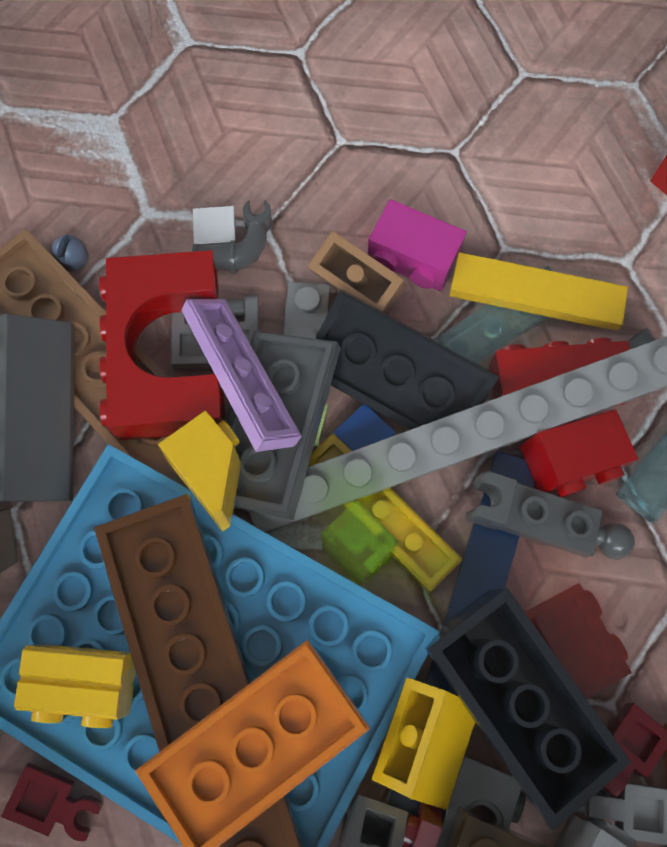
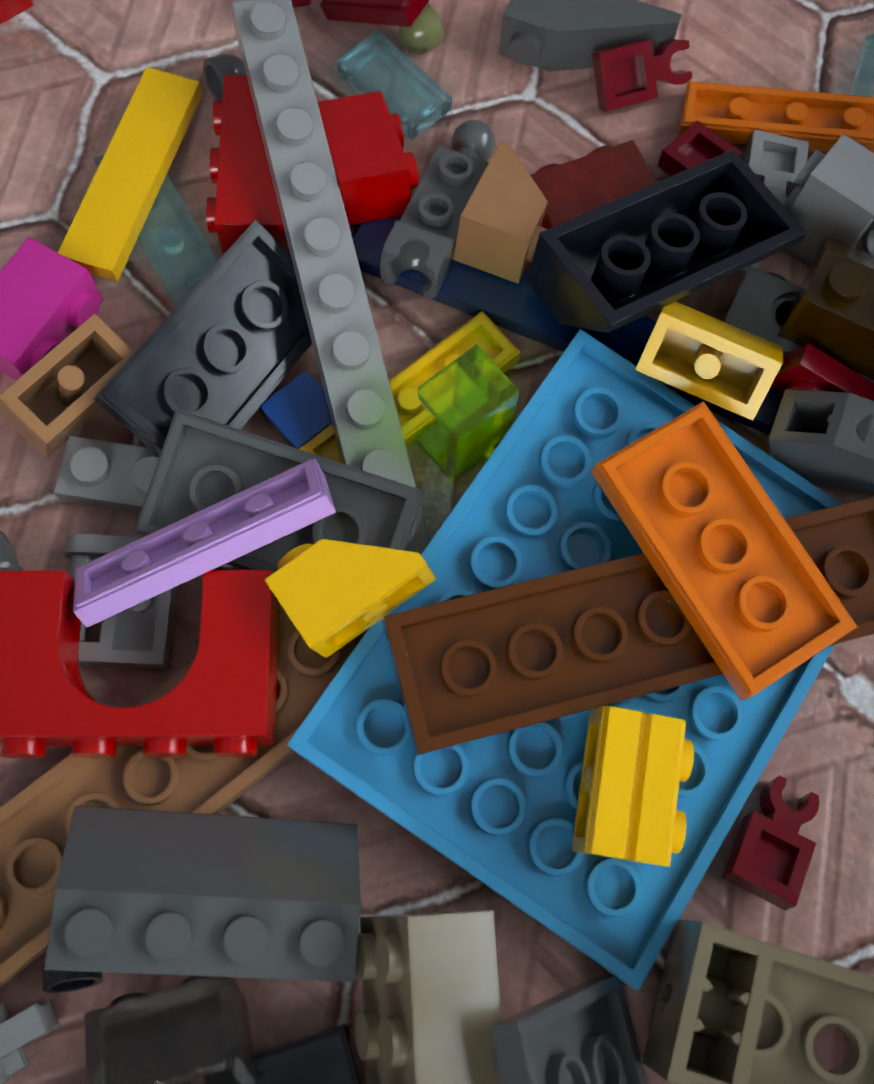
camera: 90 degrees left, 0 degrees up
(540, 566) = (501, 218): none -> medium nougat slope

